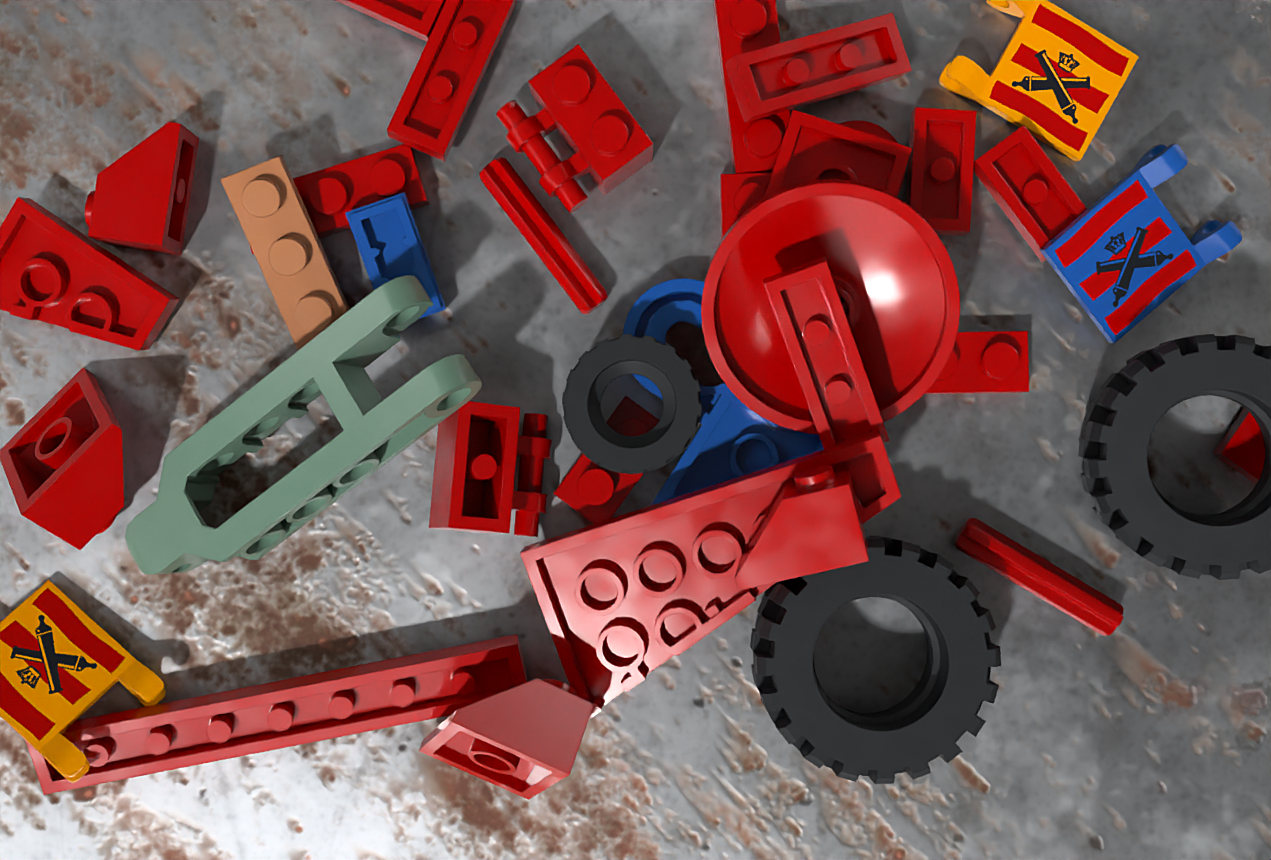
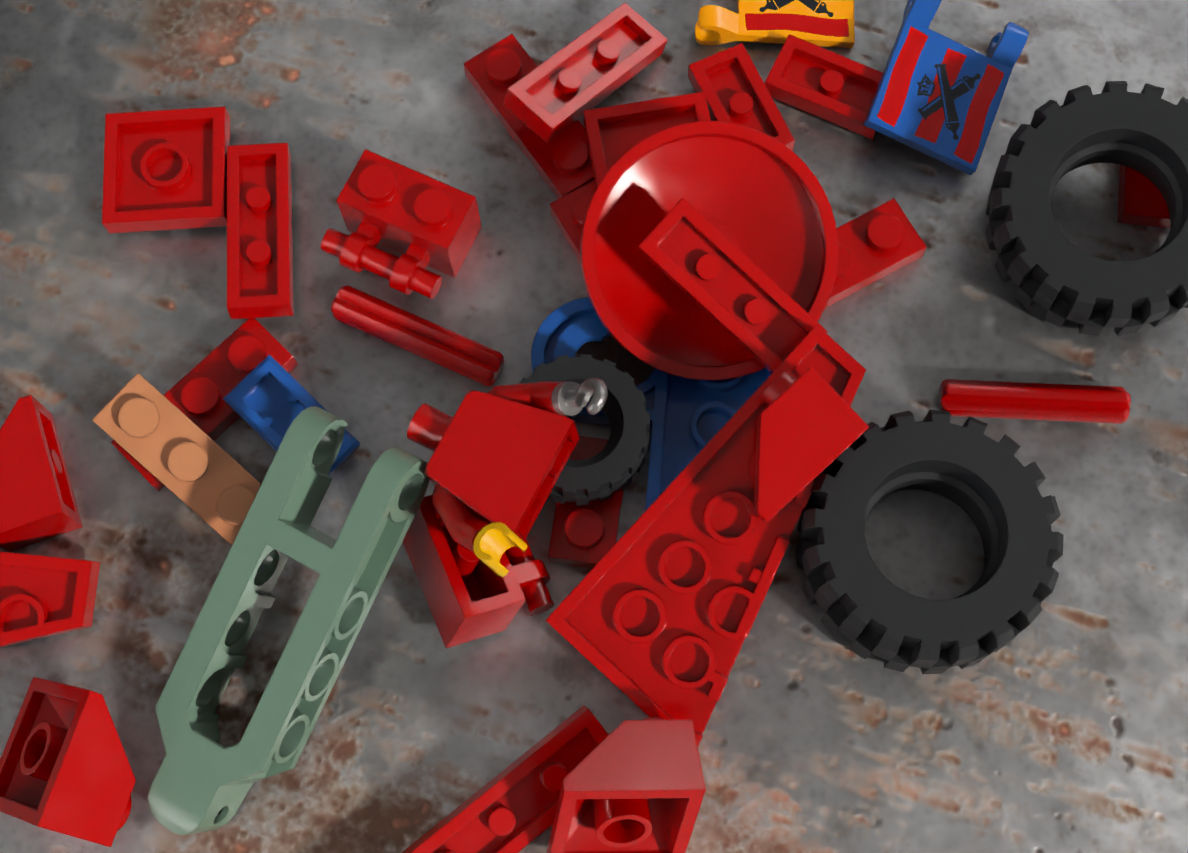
camera: 25 degrees left, 15 degrees down
(543, 412) = (501, 459): none -> red torso

